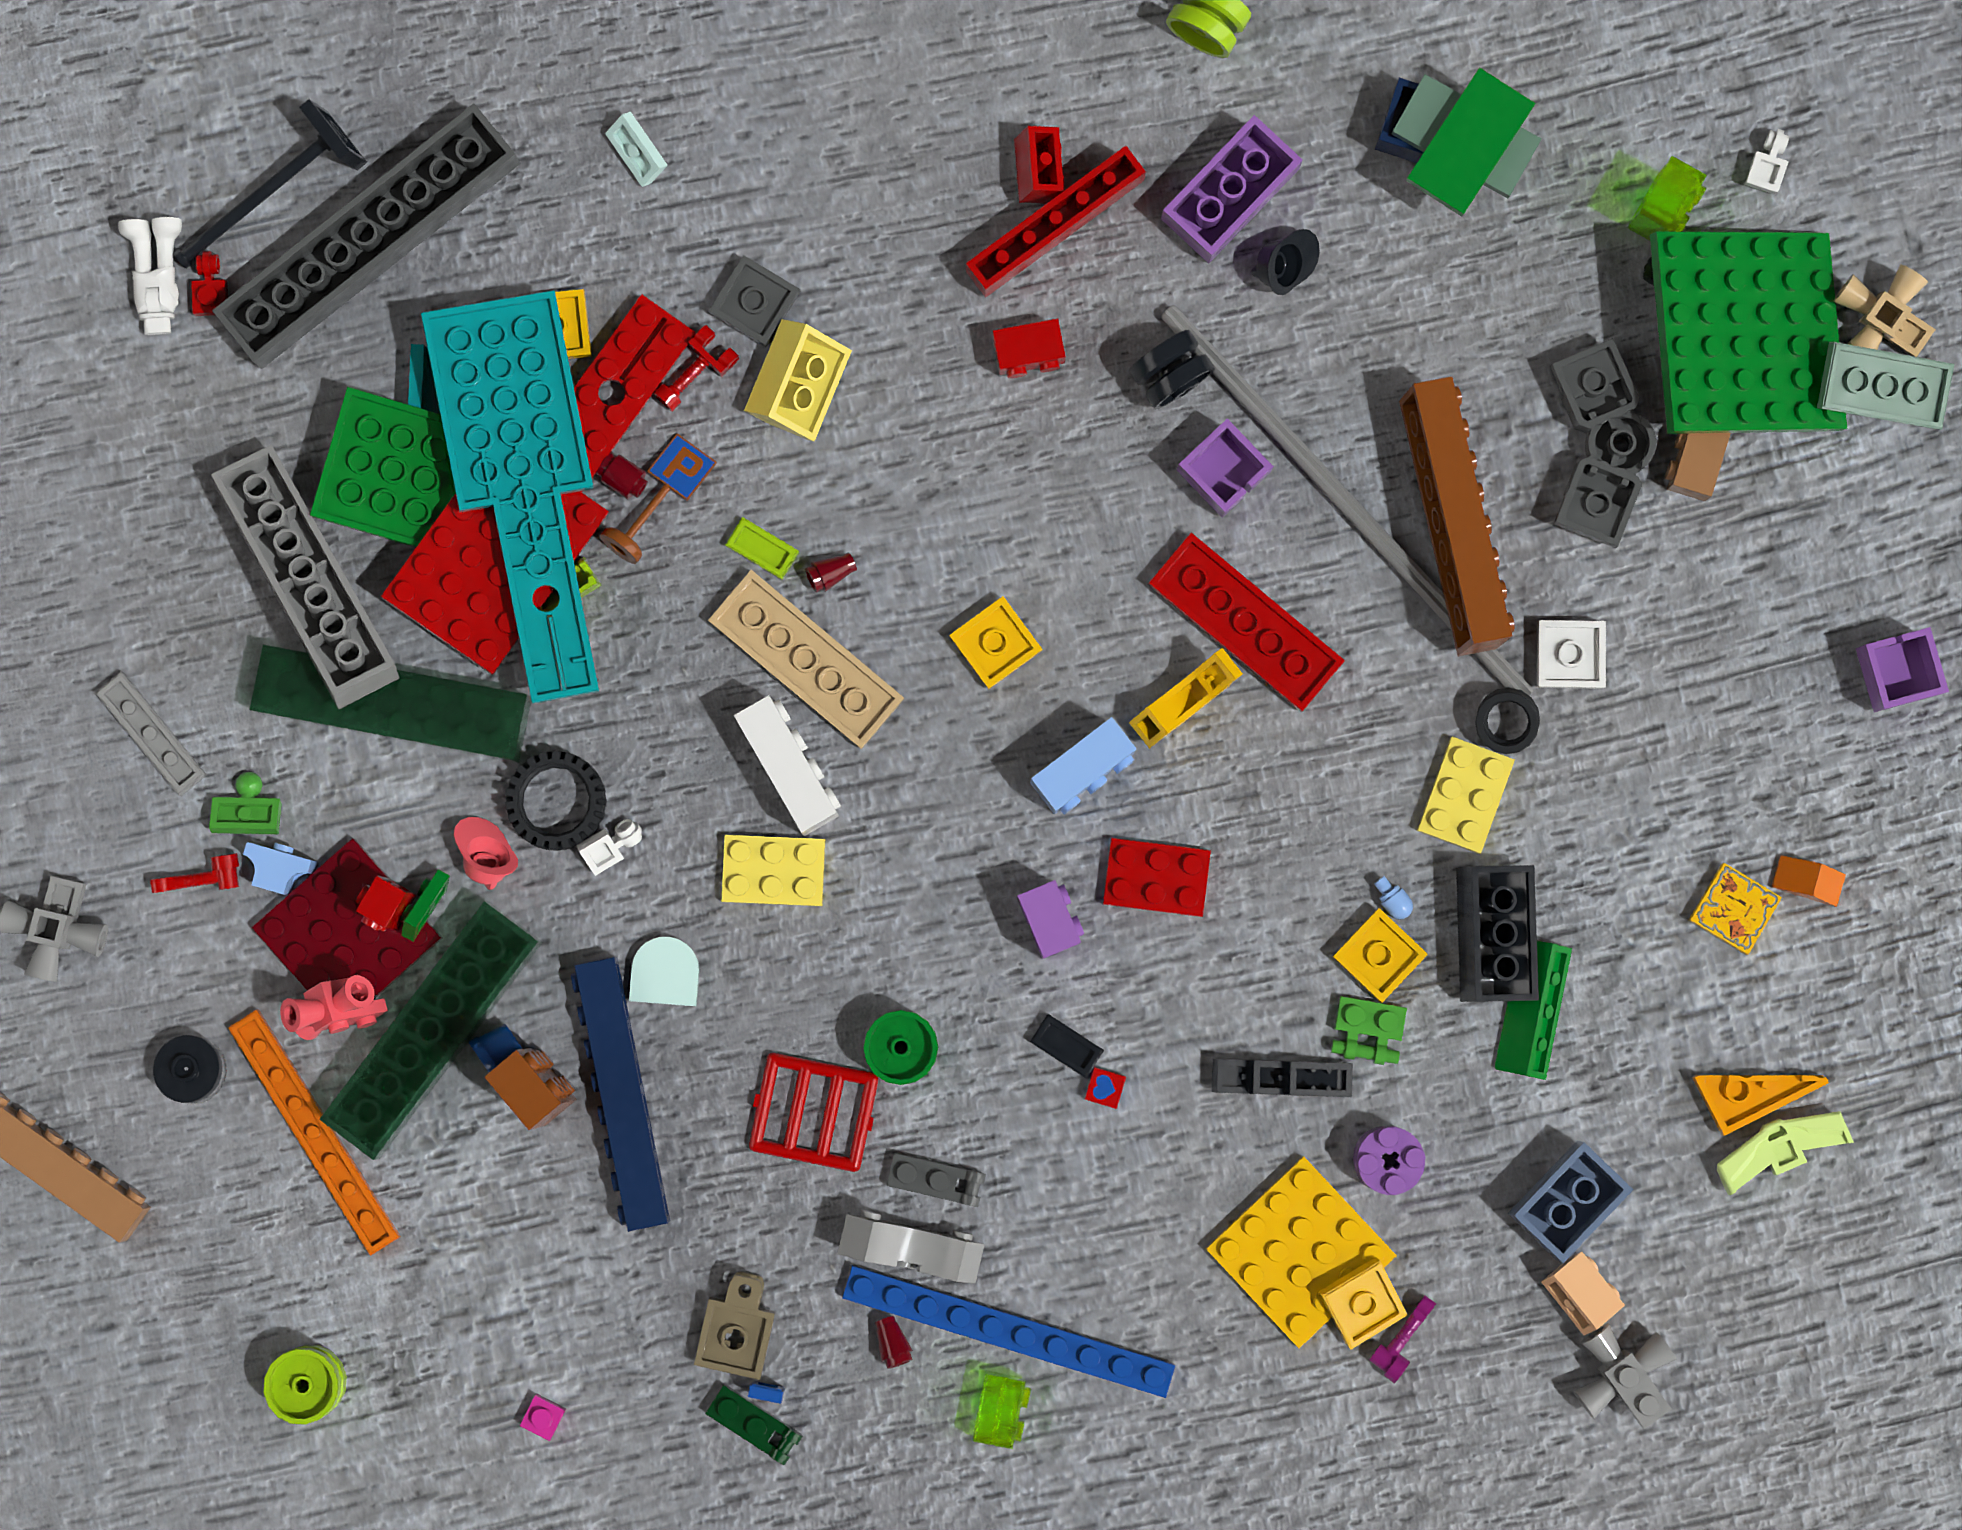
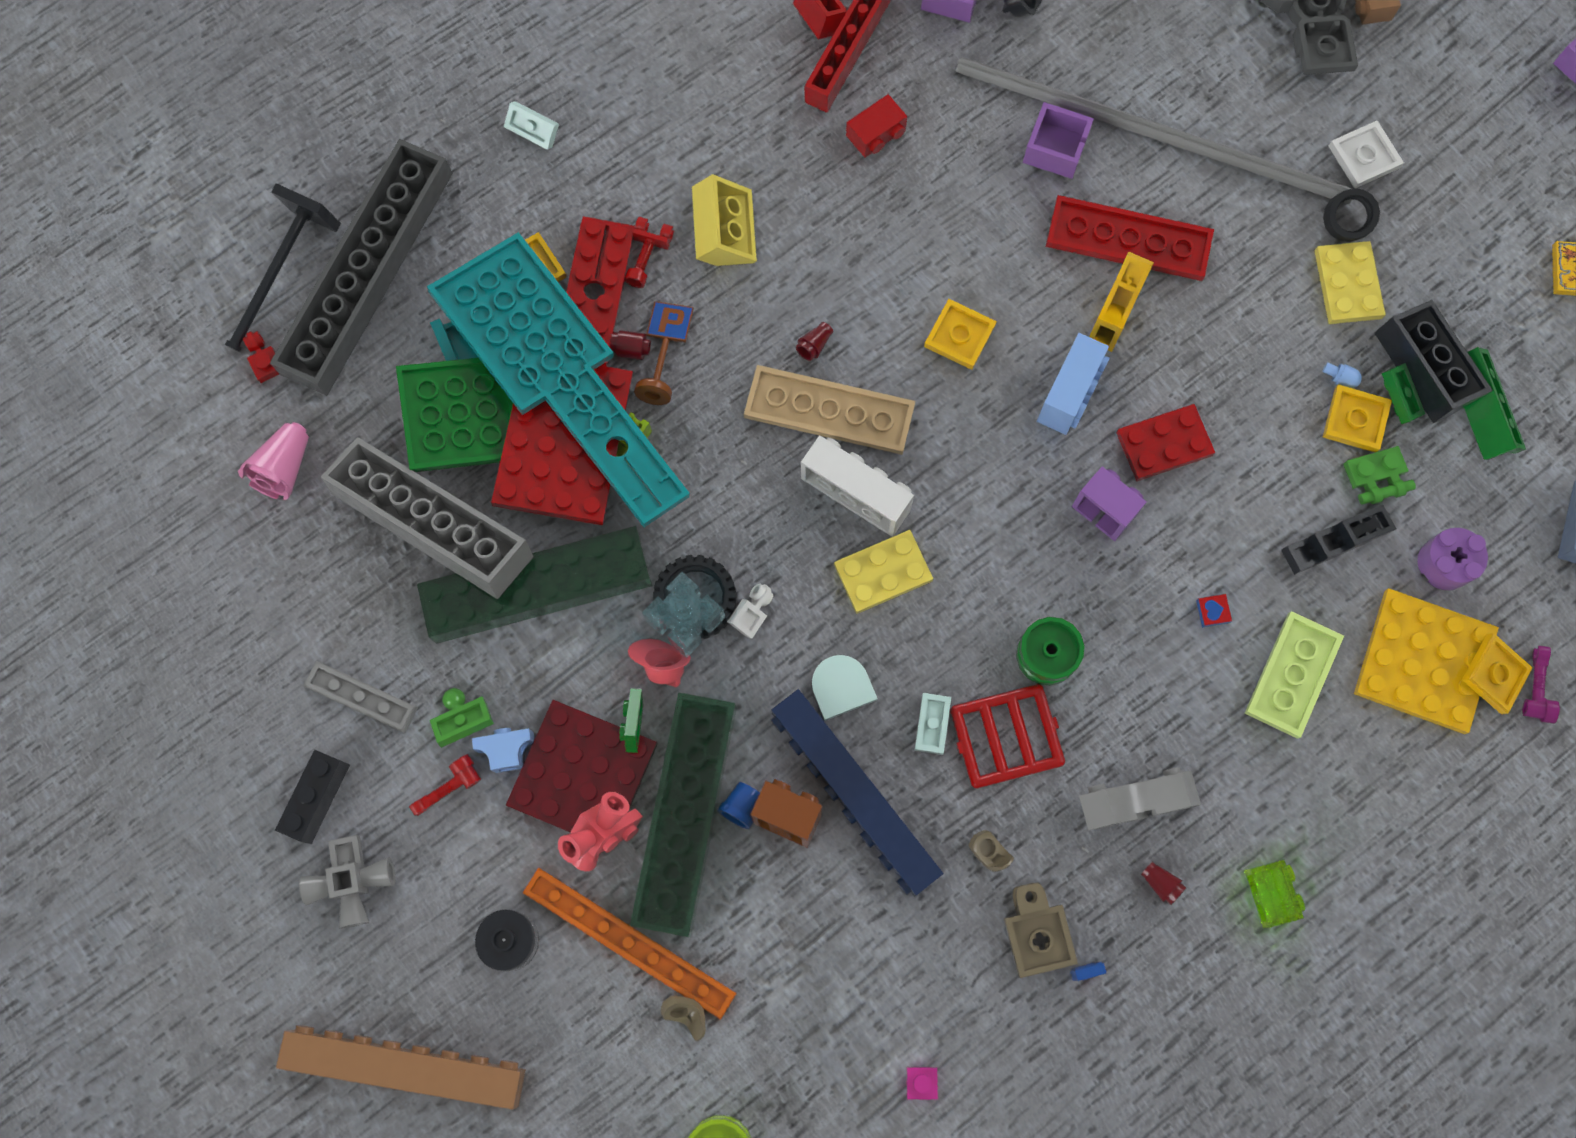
camera: 20 degrees left, 10 degrees down
(54, 821) = (312, 797): none -> black brick
(154, 290) = (221, 376): white piece -> none
(175, 425) = (277, 462): none -> bright pink cone
(339, 1231) = (686, 1012): none -> dark tan hair
(383, 903) = (601, 729): red brick -> none
(529, 820) = (684, 614): none -> clear light blue brick
(731, 1222) = (990, 851): none -> dark tan hair
(740, 1061) = (932, 723): none -> light aqua plate
(753, 1423) = (1089, 1003): dark green plate -> none
(754, 301) = (665, 186): dark grey plate -> none
(762, 548) = (756, 350): lime tile -> none
(934, 1179) = (1125, 741): dark grey plate -> none
(1009, 1331) = (1245, 830): blue plate -> none
(1066, 1045) = (1168, 594): black tile -> none
(1150, 1198) = (1294, 674): none -> yellowish green plate
(1169, 366) = (985, 91): black wheel -> none
(1443, 953) = (1403, 393): none -> green plate
(1456, 516) = (1239, 95): dark orange brick -> none

